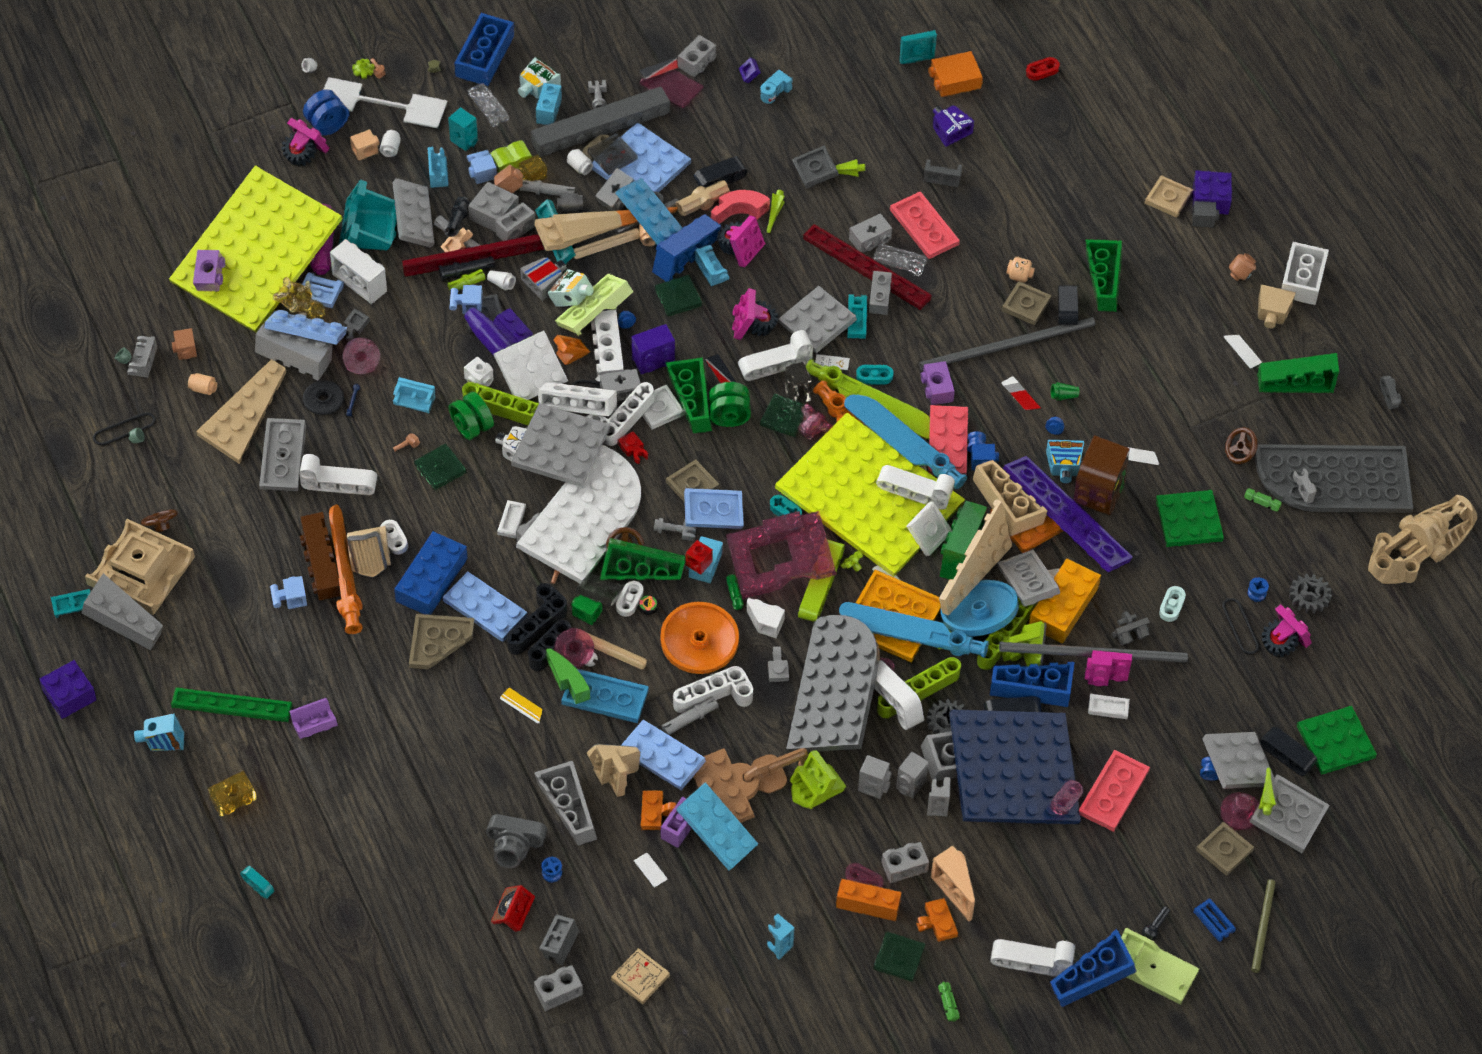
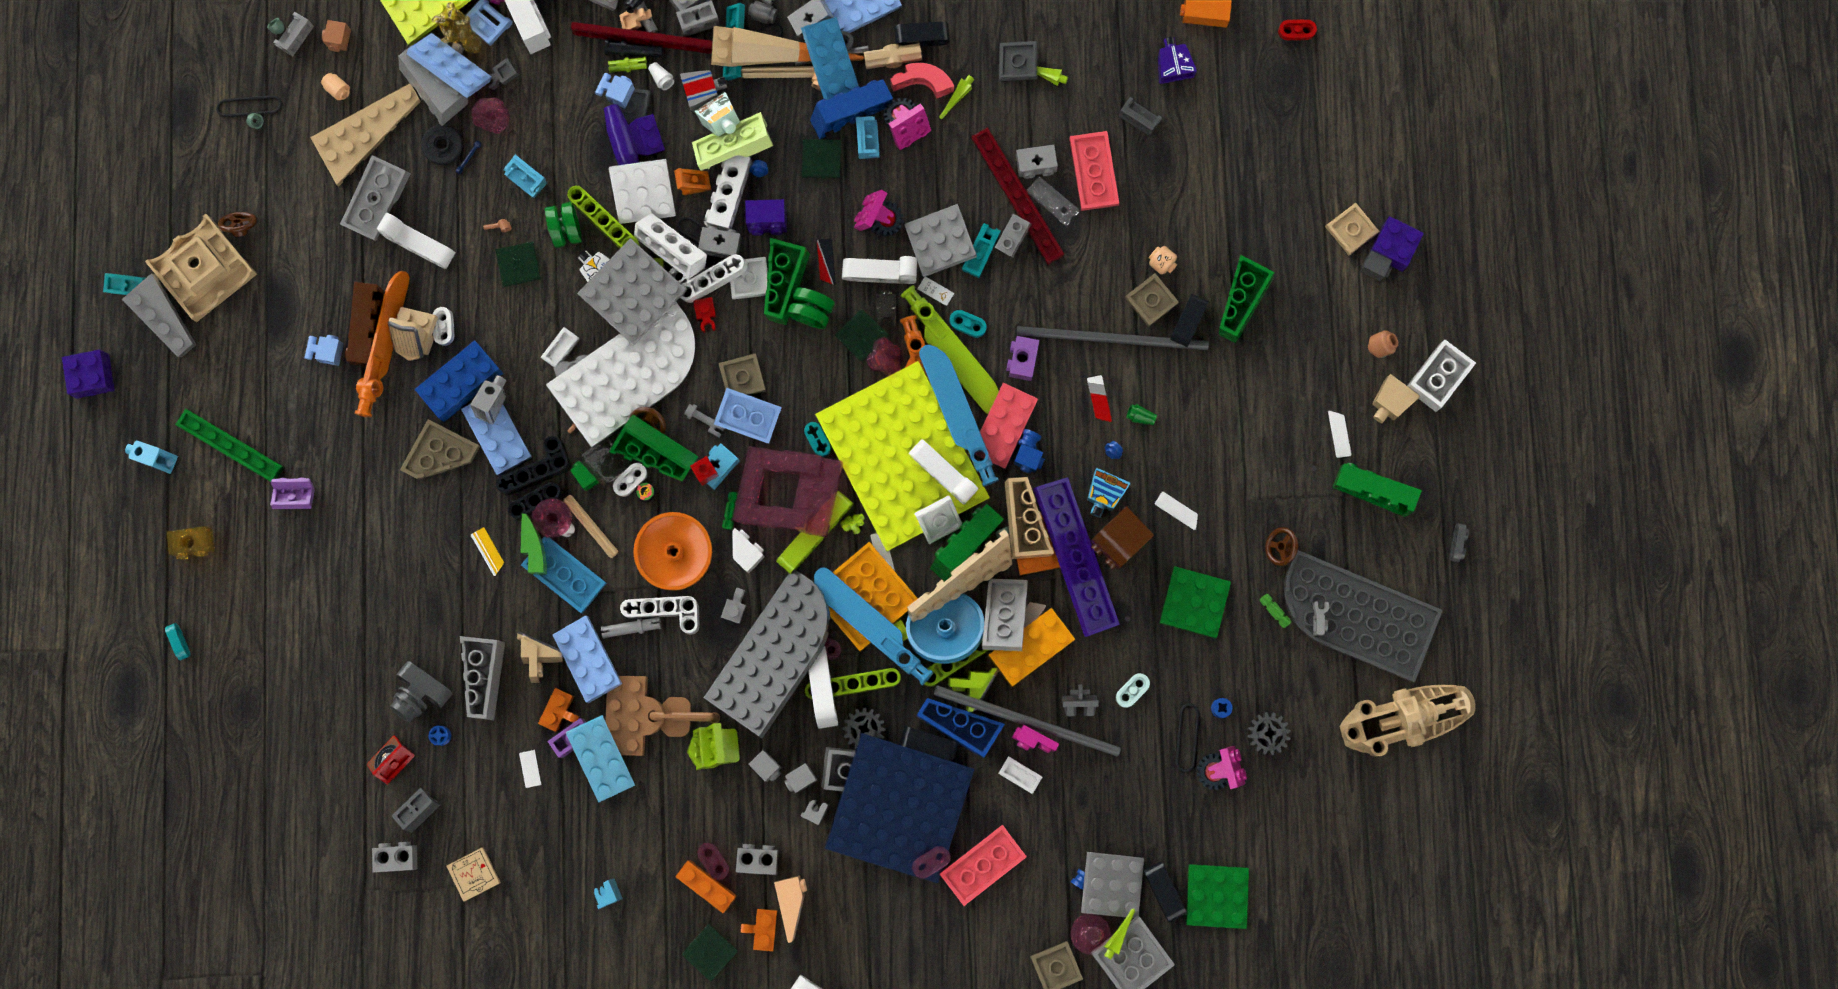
camera: 25 degrees right, 25 degrees up
(470, 564) = (489, 400): none -> light grey torso
(478, 372) = (593, 178): white brick -> none

